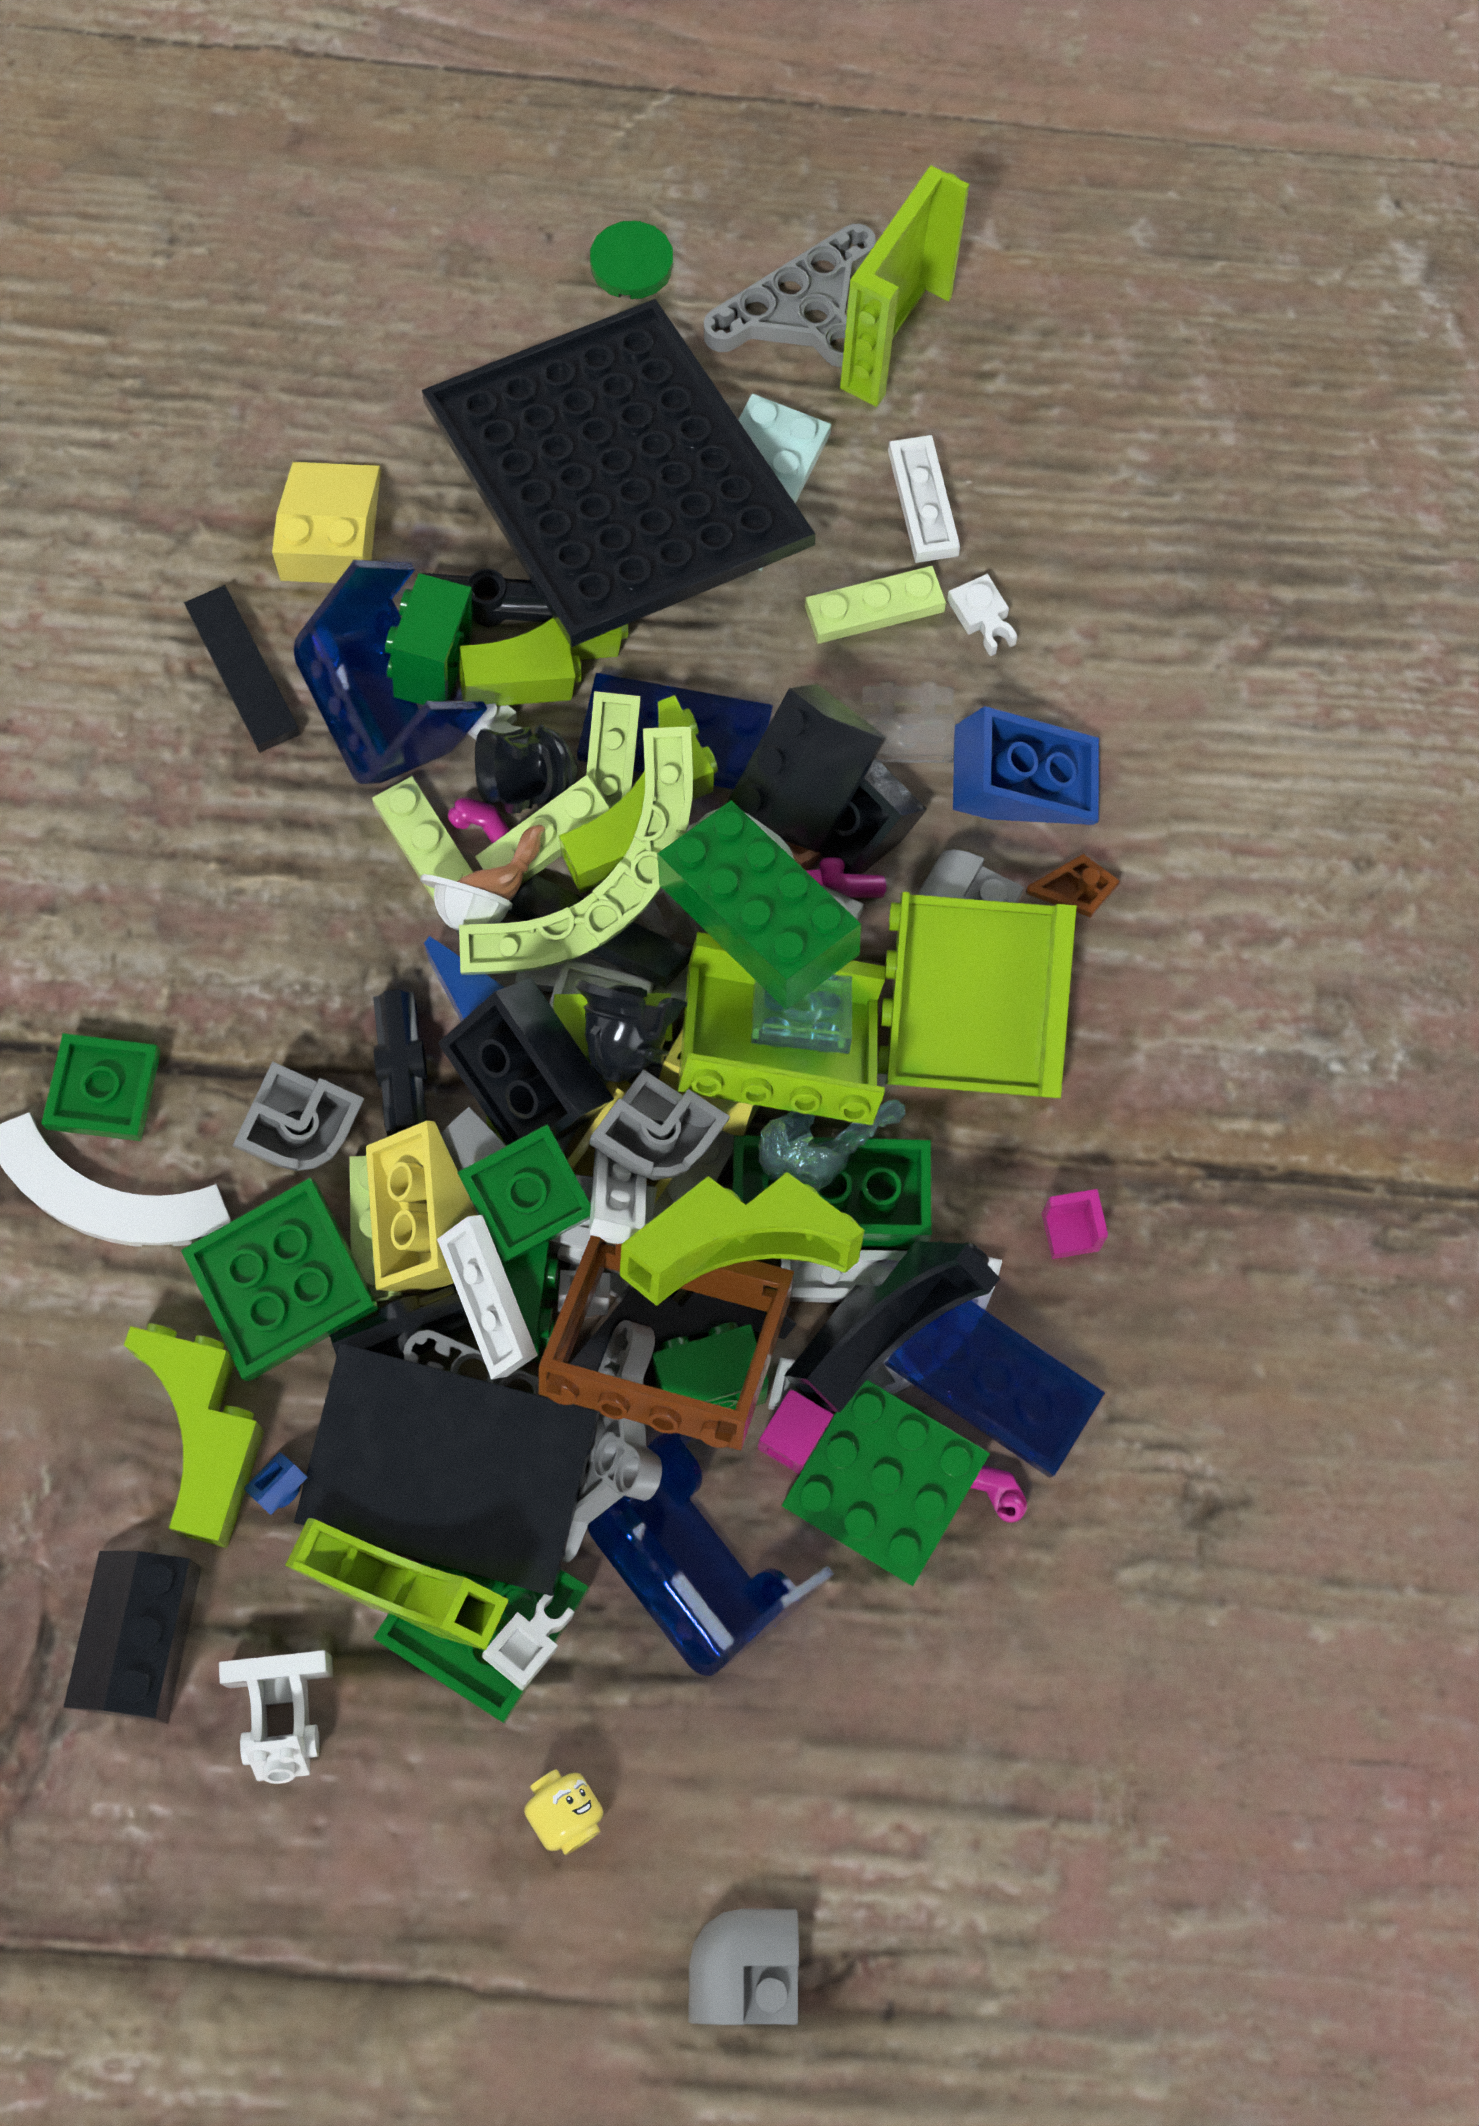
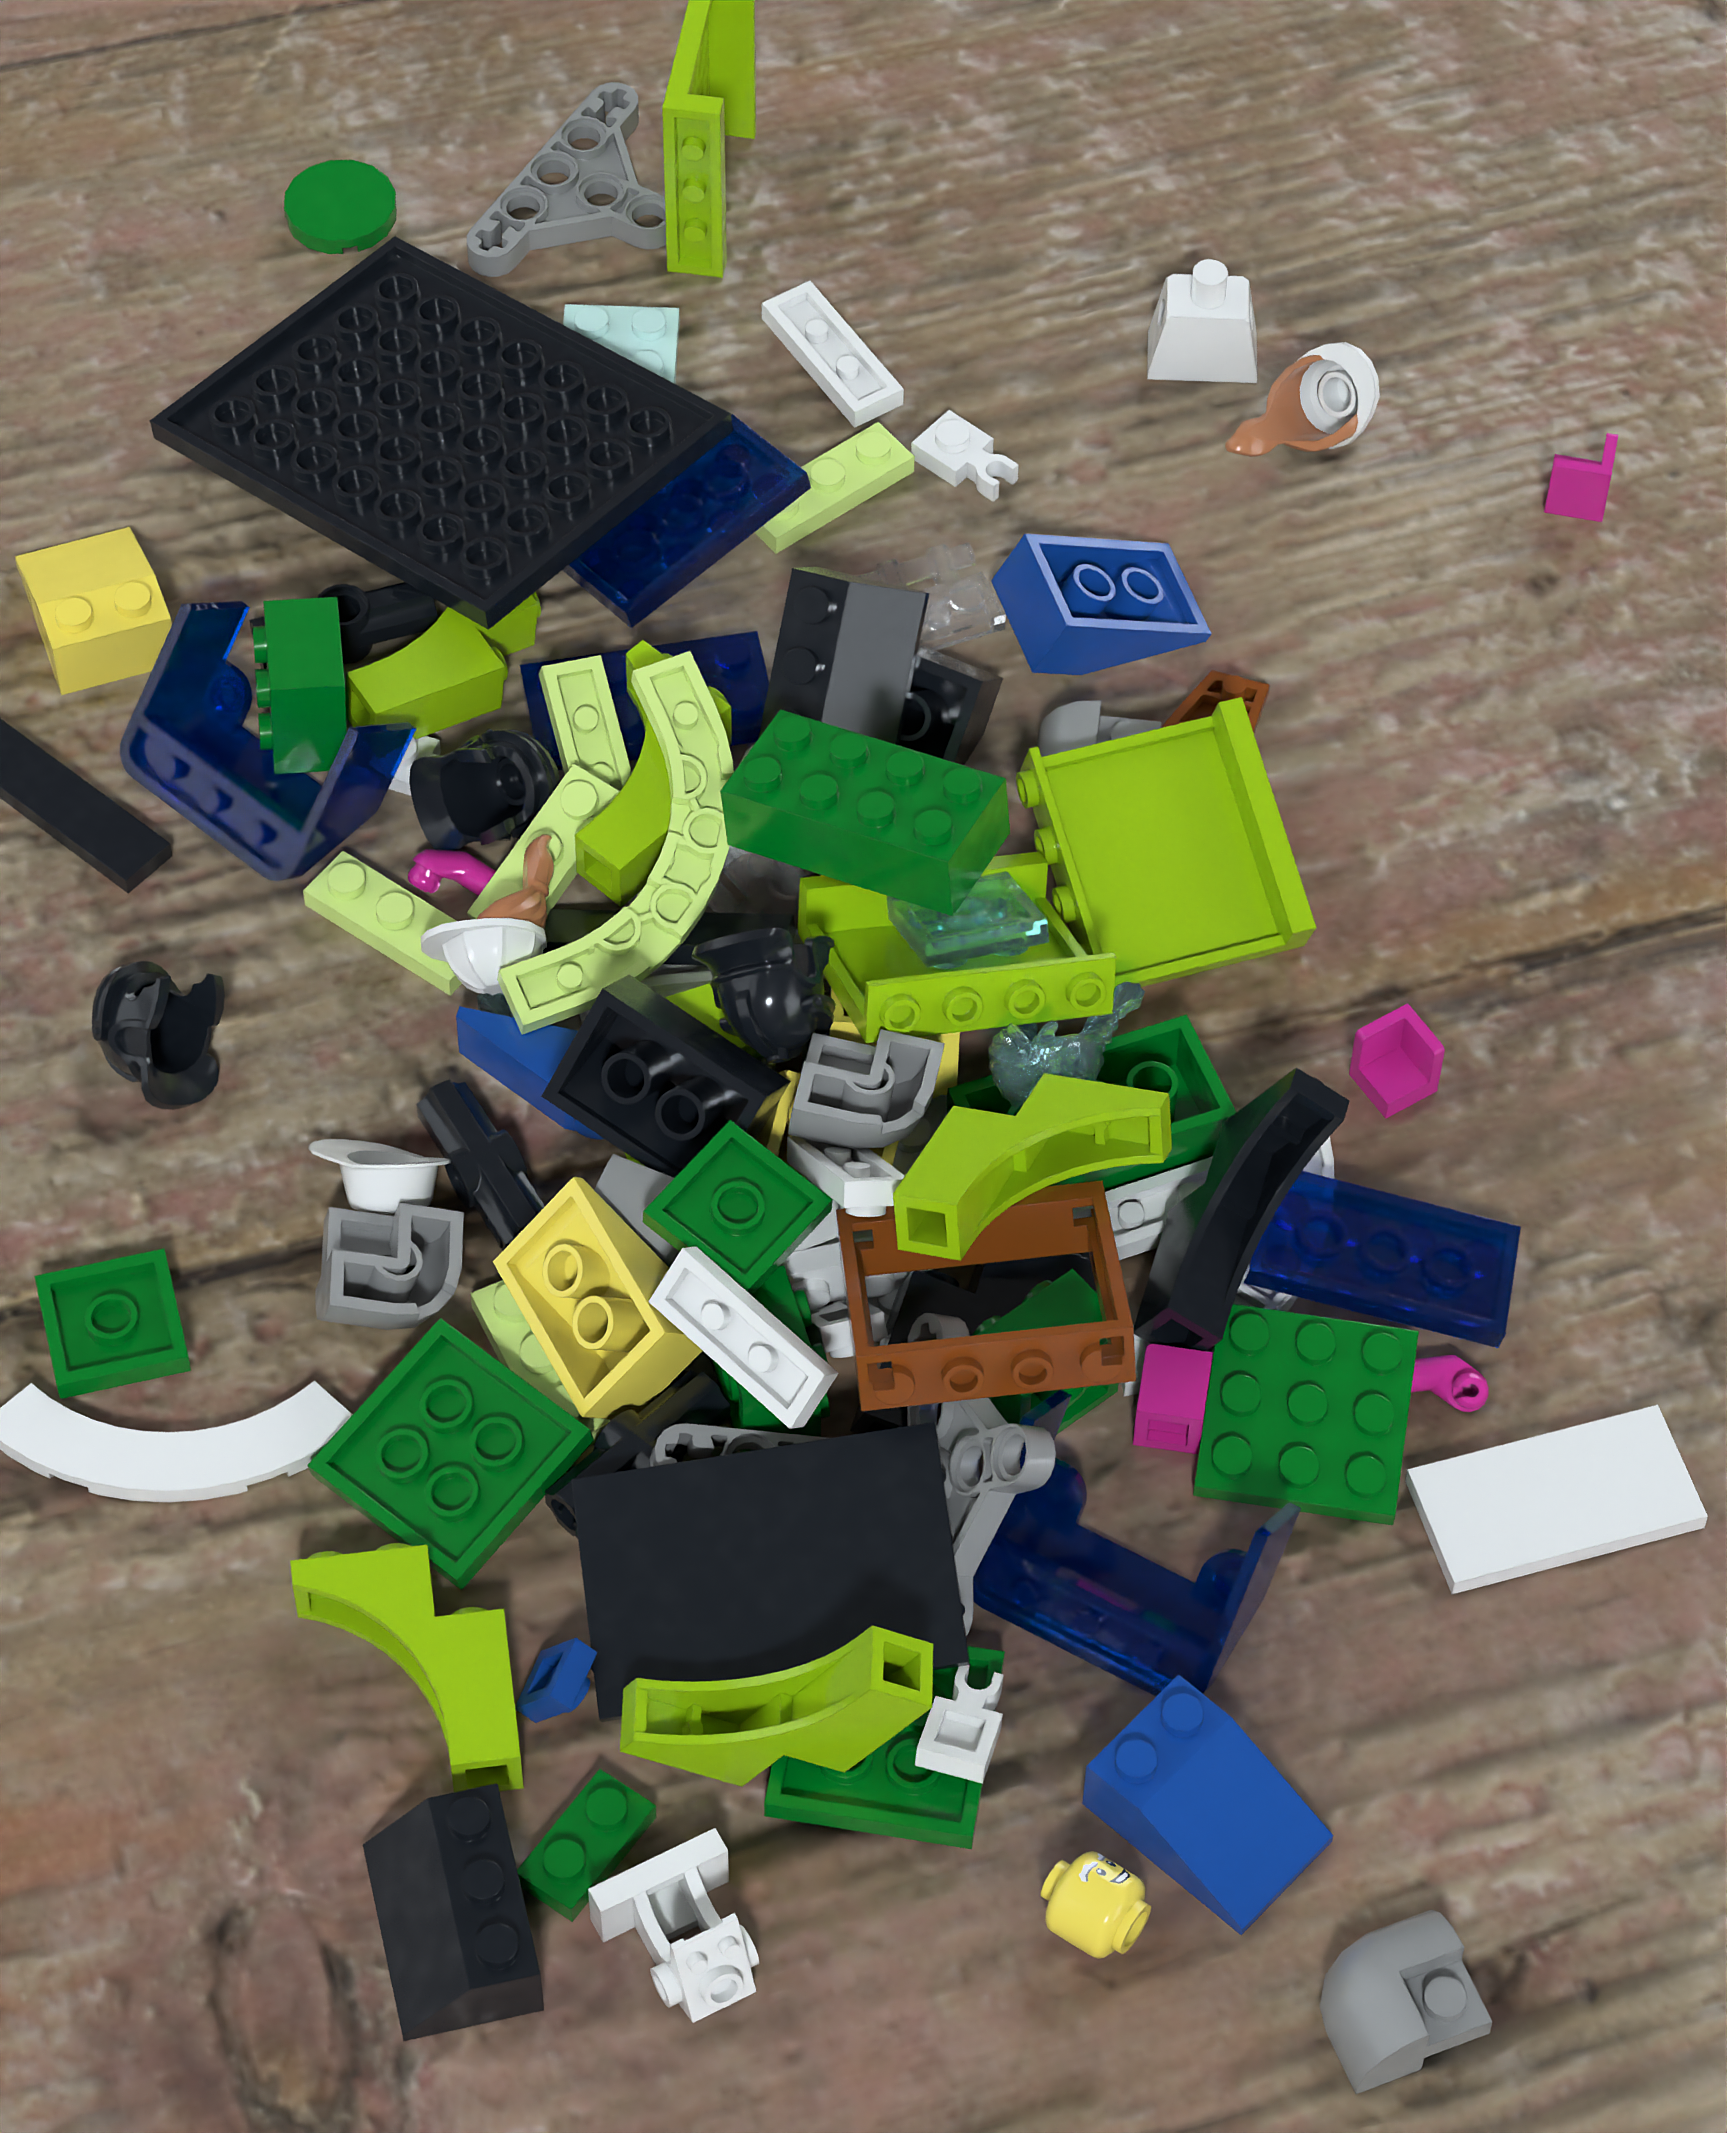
camera: 20 degrees left, 15 degrees down
(221, 877) = (158, 1032): none -> black helmet
(246, 1612) = (586, 1844): none -> green plate
(325, 1039) = (381, 1175): none -> white piece
(678, 1764) = (1204, 1805): none -> blue slope
(760, 605) = (689, 524): none -> clear blue plate
(1036, 1616) = (1555, 1499): none -> white tile
(1199, 575) = (1204, 328): none -> white torso
(1249, 666) = (1314, 404): none -> piece
(1424, 796) = (1581, 485): none -> dark pink panel

